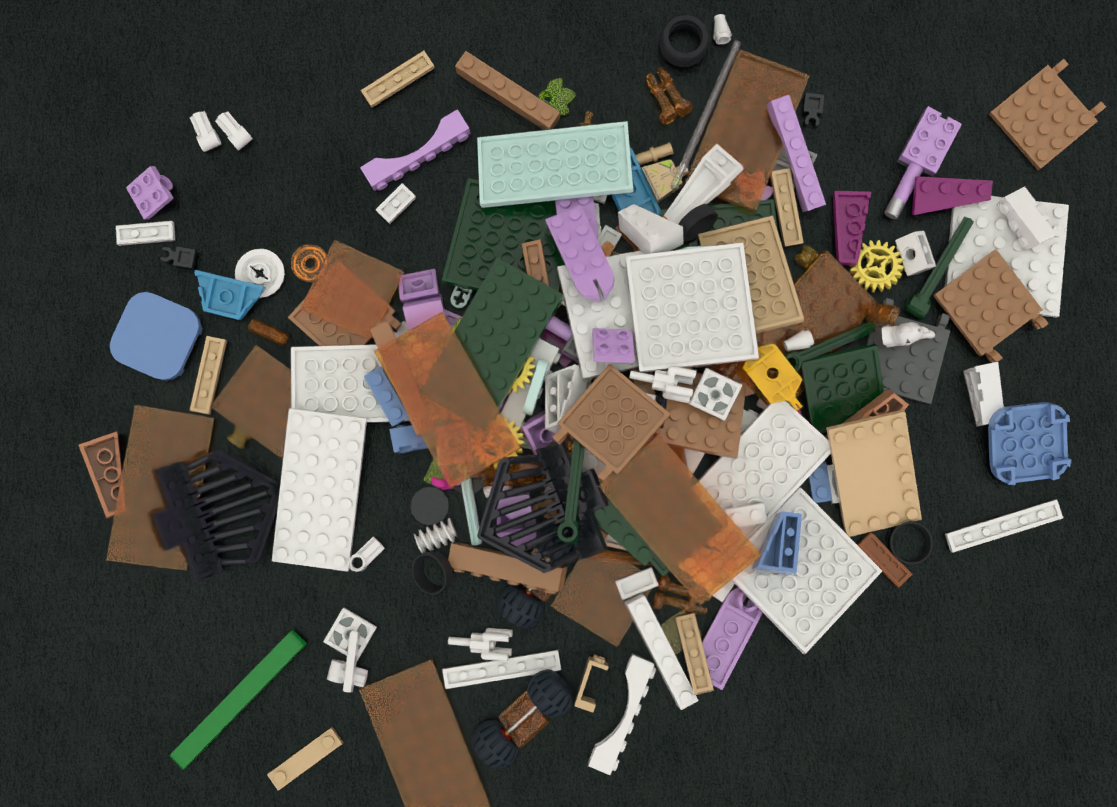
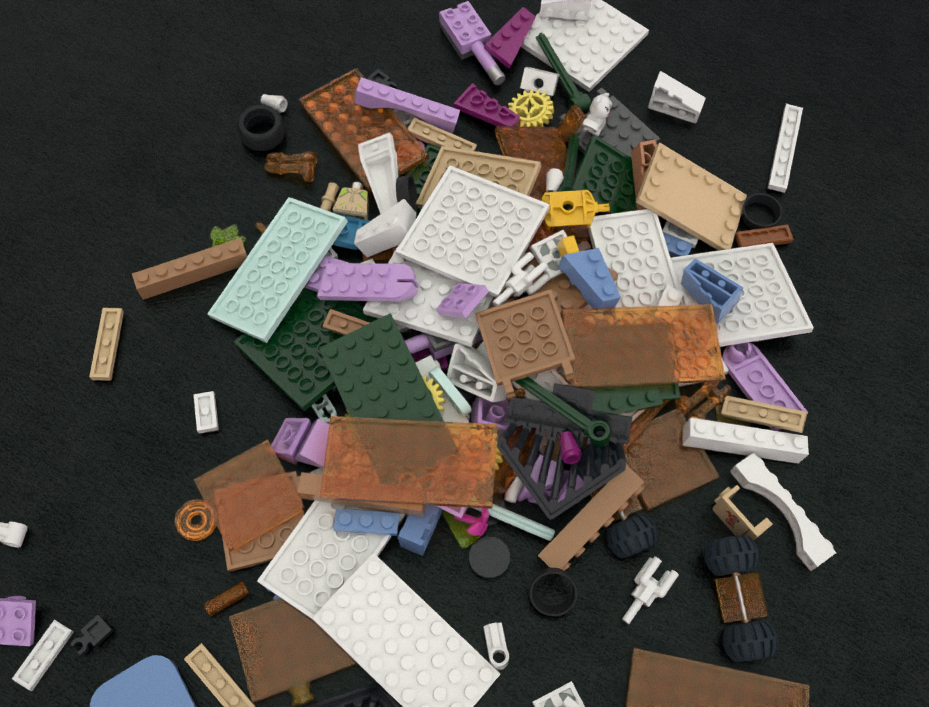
camera: 60 degrees left, 20 degrees down
(227, 295) = (162, 613): dark azure wing -> none
(236, 134) = (32, 506): white piece -> none
(260, 260) = (155, 564): white gear -> none
(382, 171) = (169, 405): lavender arch -> none
(436, 536) = (520, 566): white piece -> none
(500, 670) = (680, 592): white plate -> none
(542, 516) = (569, 448): none -> magenta cone
(636, 583) = (672, 424): white tile -> none
(705, 115) = (329, 148): clear piece -> none
(708, 440) = (592, 277): none -> medium blue wedge
(723, 402) = (567, 245): none -> yellow piece
(807, 256) = (489, 146): clear yellow wheel -> none
(989, 304) = (611, 60): medium nougat plate -> none
(1028, 442) = (732, 95): medium blue tile -> none

